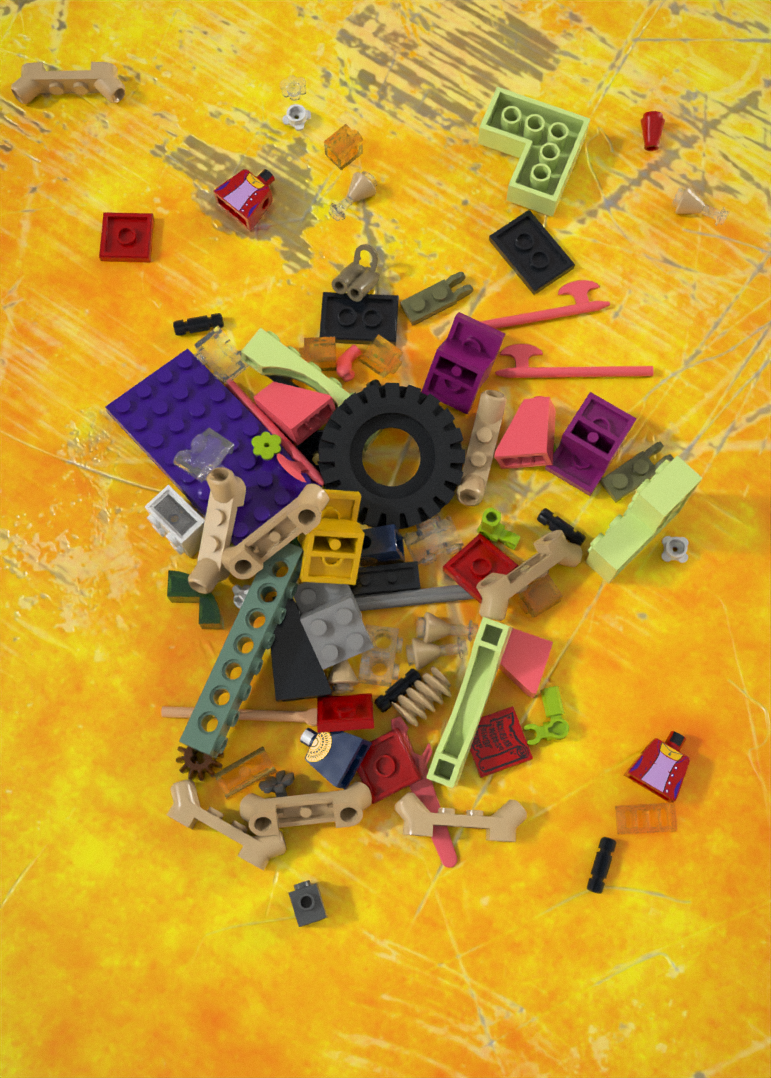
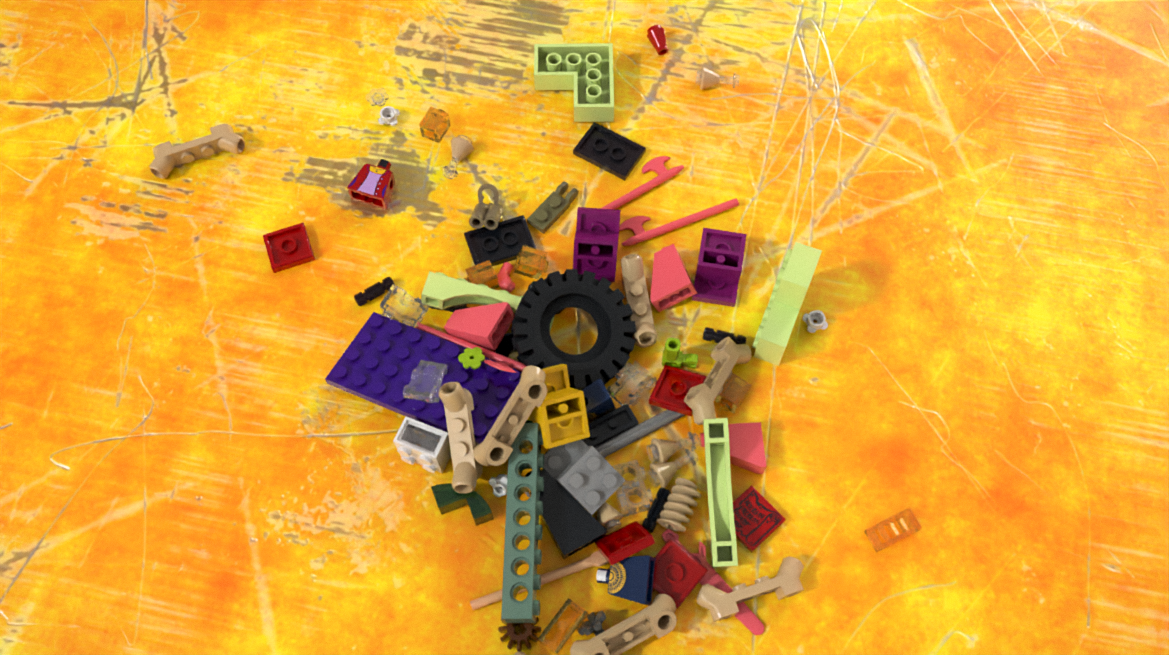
camera: 25 degrees left, 10 degrees down
(556, 728) = (792, 487): lime bar -> none
(601, 865) = (877, 581): black axle -> none
(633, 473) = (758, 278): olive hinge -> none
(661, 767) = (885, 486): torso -> none

